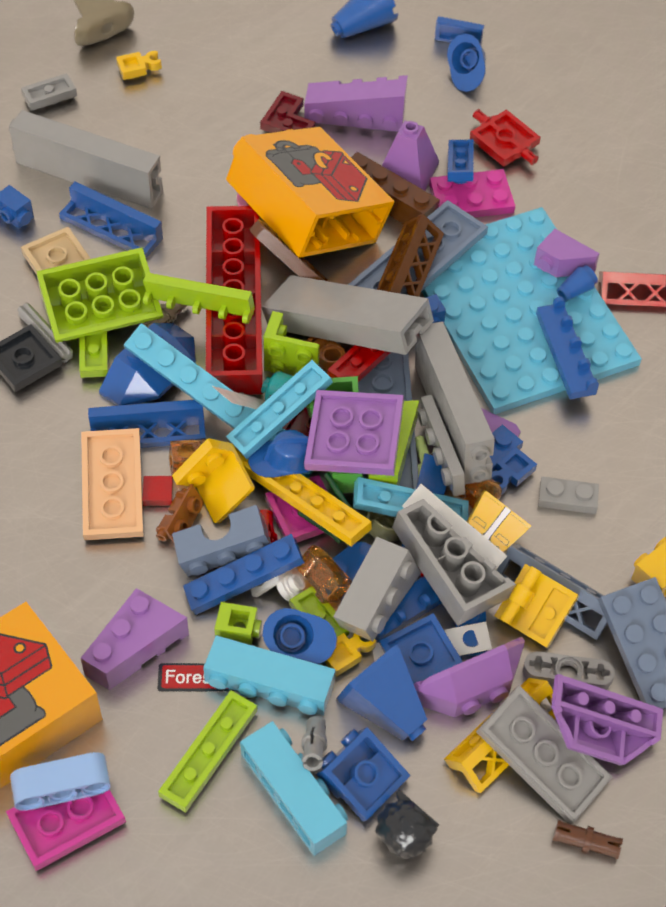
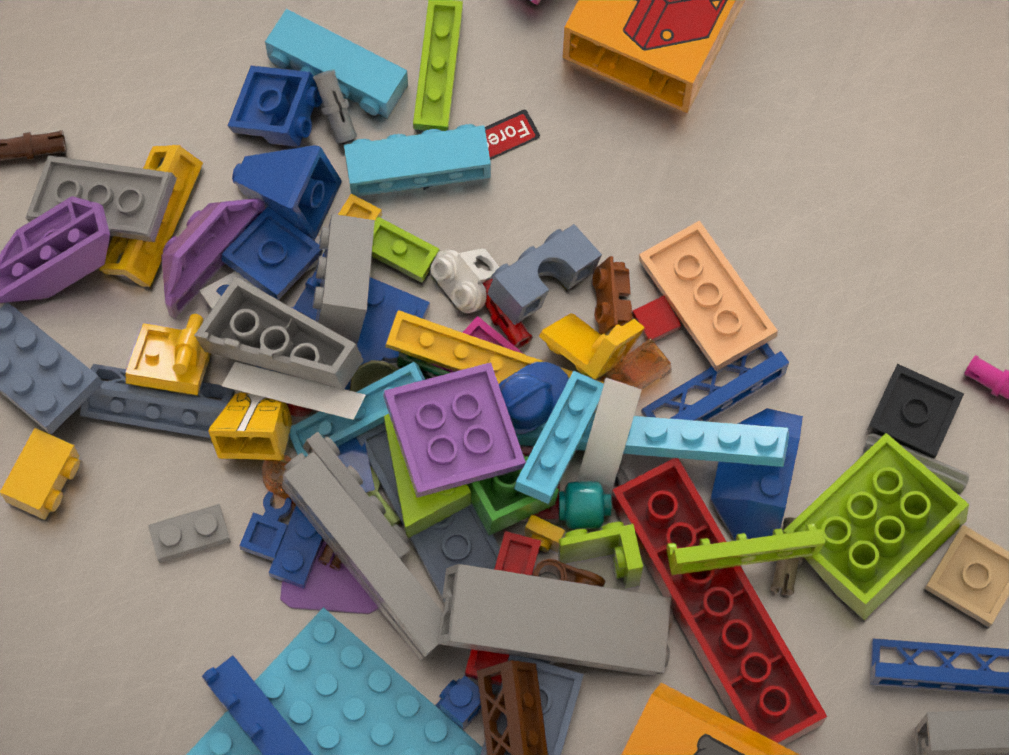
camera: 155 degrees right, 15 degrees up
(93, 355) = (832, 449): lime plate -> none
(131, 638) = (574, 137): medium lavender wedge -> none
(238, 623) = (481, 187): lime brick -> none
(243, 574) = (499, 246): blue plate -> none
(274, 243) = (702, 682): beam -> none
(299, 635) = (405, 203): blue piece -> none
(324, 575) = (414, 285): clear orange leg -> none
(405, 827) = (207, 65): black animal -> none
(579, 663) = (96, 305): light grey beam -> none

